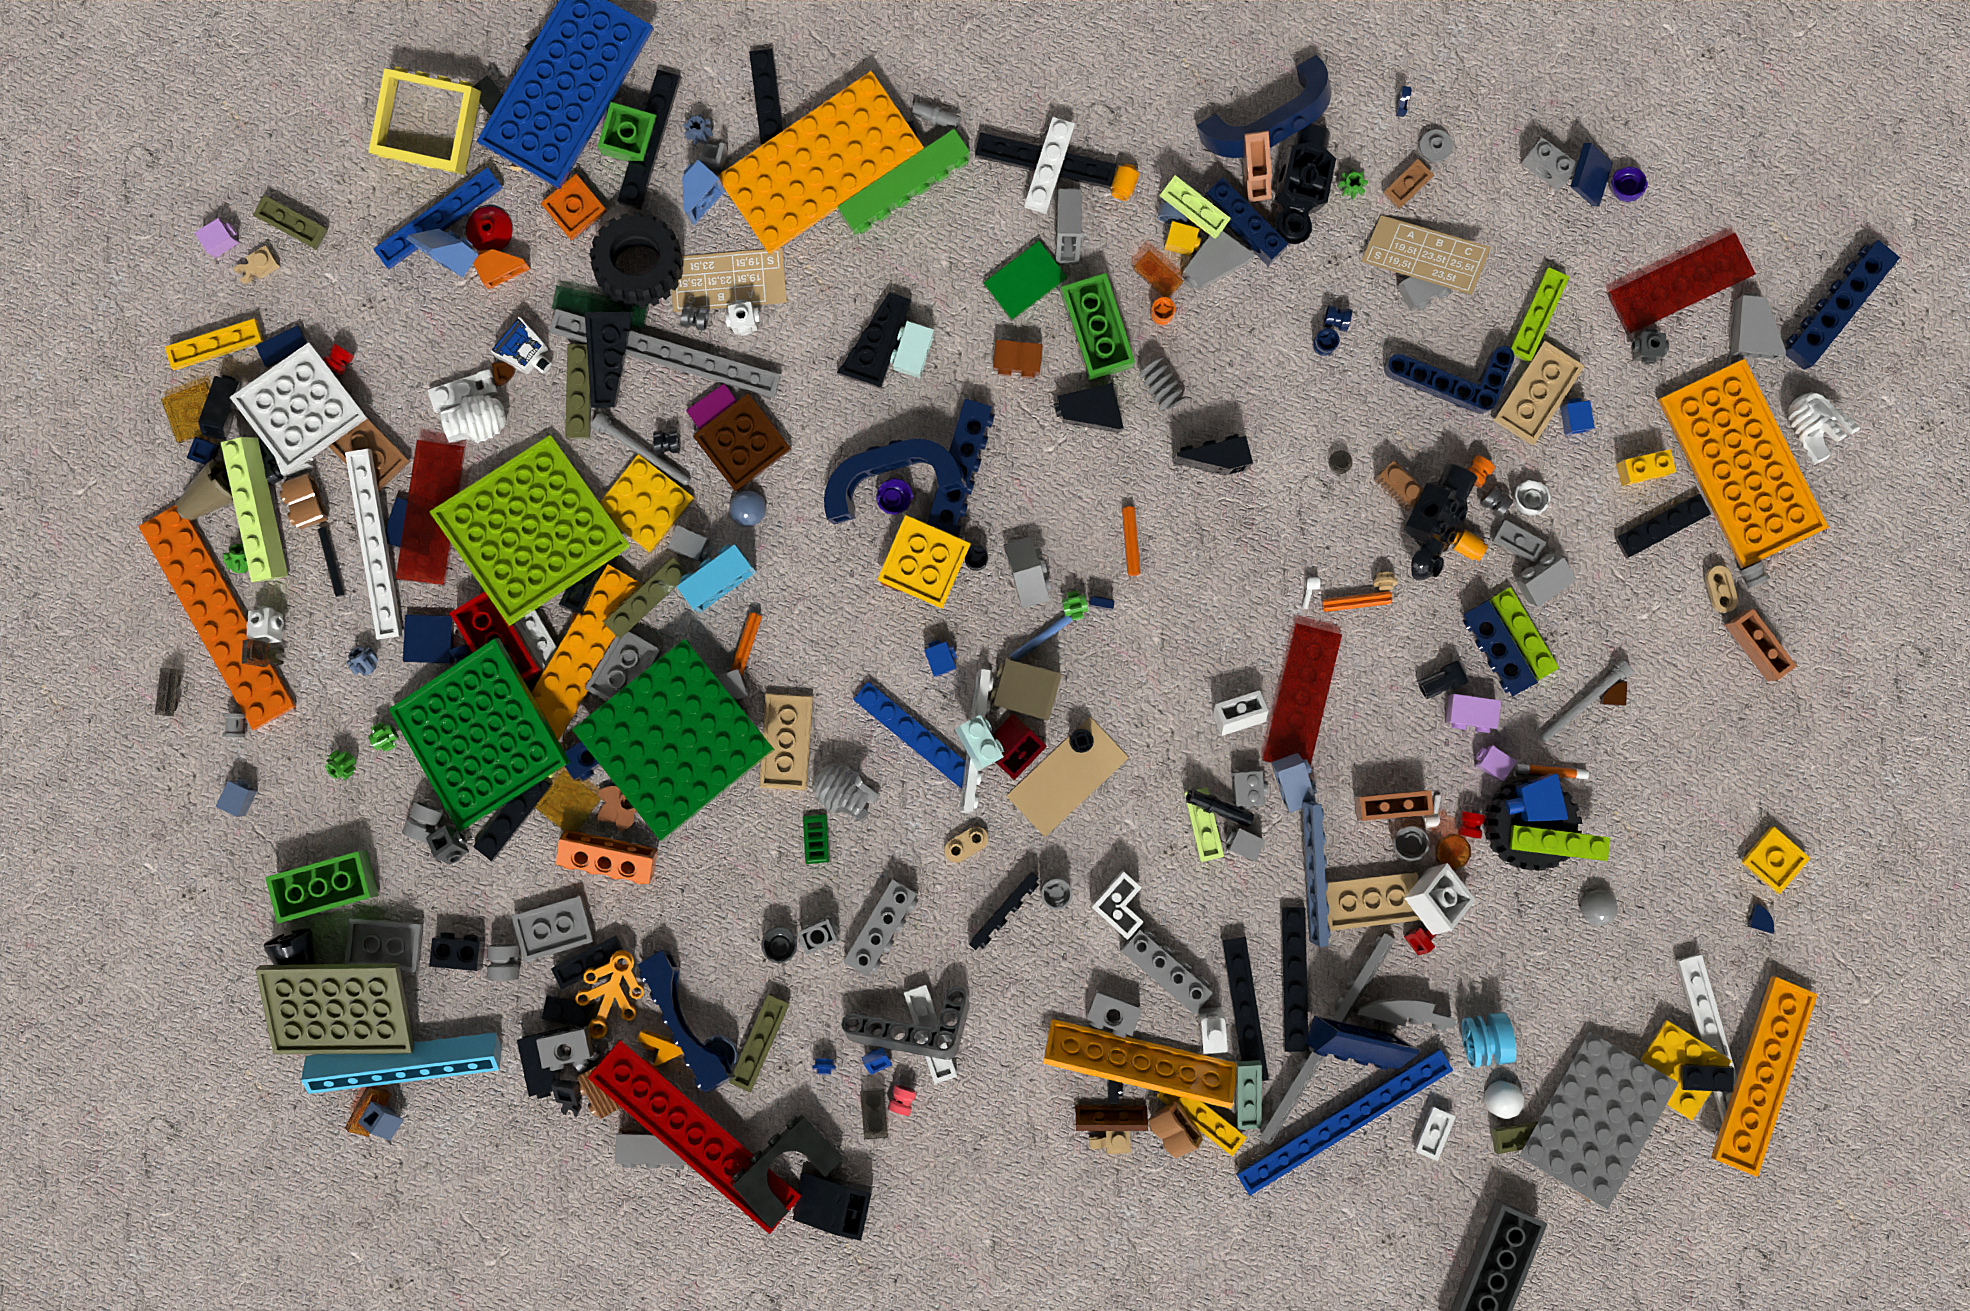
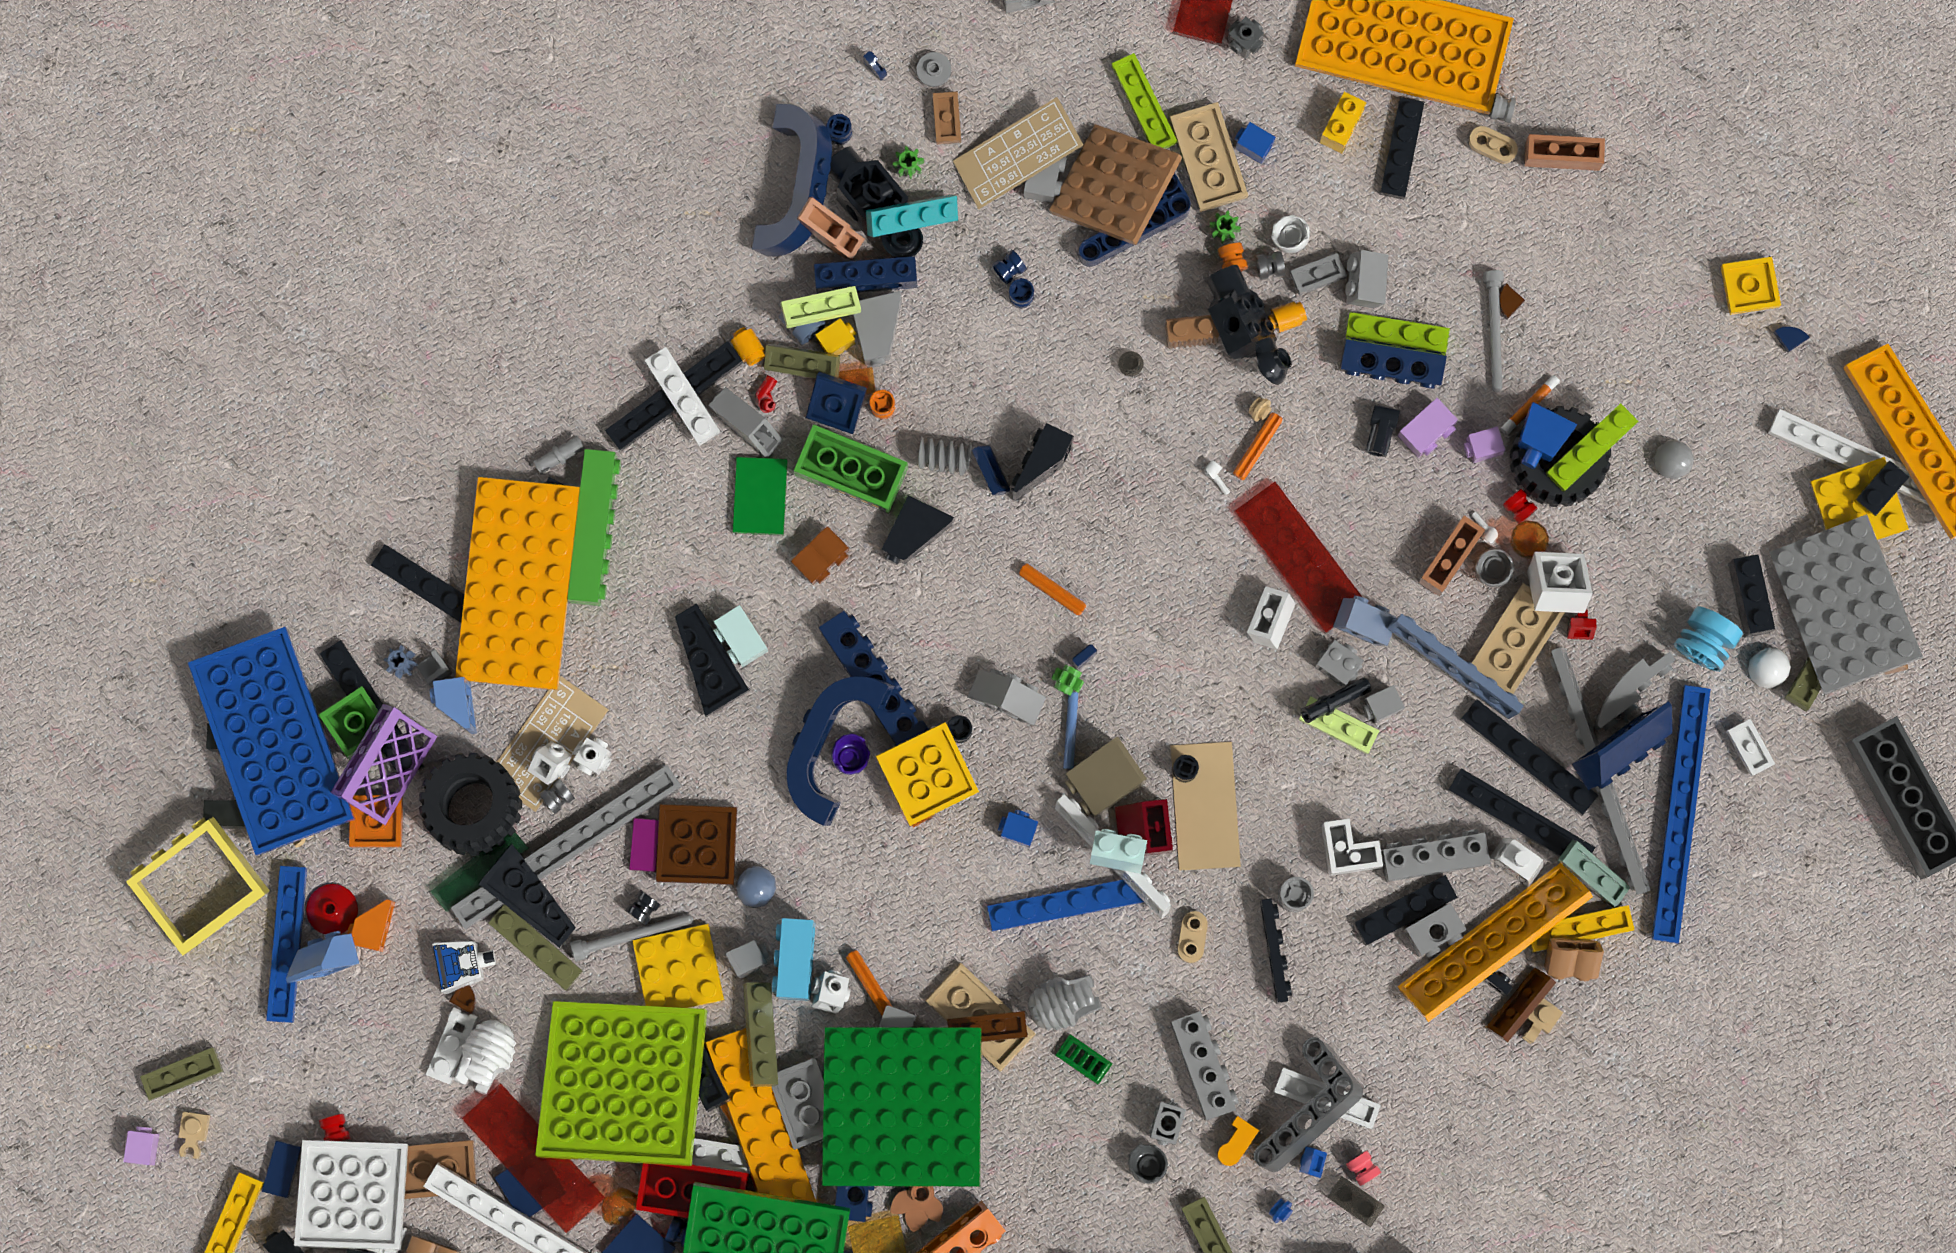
camera: 50 degrees left, 5 degrees down
(446, 596) = (618, 1203): none -> clear orange hair
(614, 157) = (364, 758): none -> medium lavender fence
(708, 625) = (830, 991): none -> white brick
(712, 291) = (550, 762): none -> white brick
(785, 756) = (995, 1026): none -> reddish brown plate
(846, 997) = (1233, 1150): none -> light orange leg
(1098, 224) = (763, 395): none -> red arm
(1111, 980) = (1405, 910): none -> black plate
(1136, 276) = (836, 403): none -> dark blue tile
(1144, 229) = (800, 361): none -> olive plate
(1180, 426) = (991, 470): none -> dark blue tile
(1316, 216) = (912, 215): none -> teal plate
(1334, 120) = (838, 133): none -> dark blue wheel
(1462, 342) = (1115, 184): none -> medium nougat plate
(1503, 443) = (1224, 233): none -> bright green gear
(1546, 1045) = (1751, 596): none -> black brick

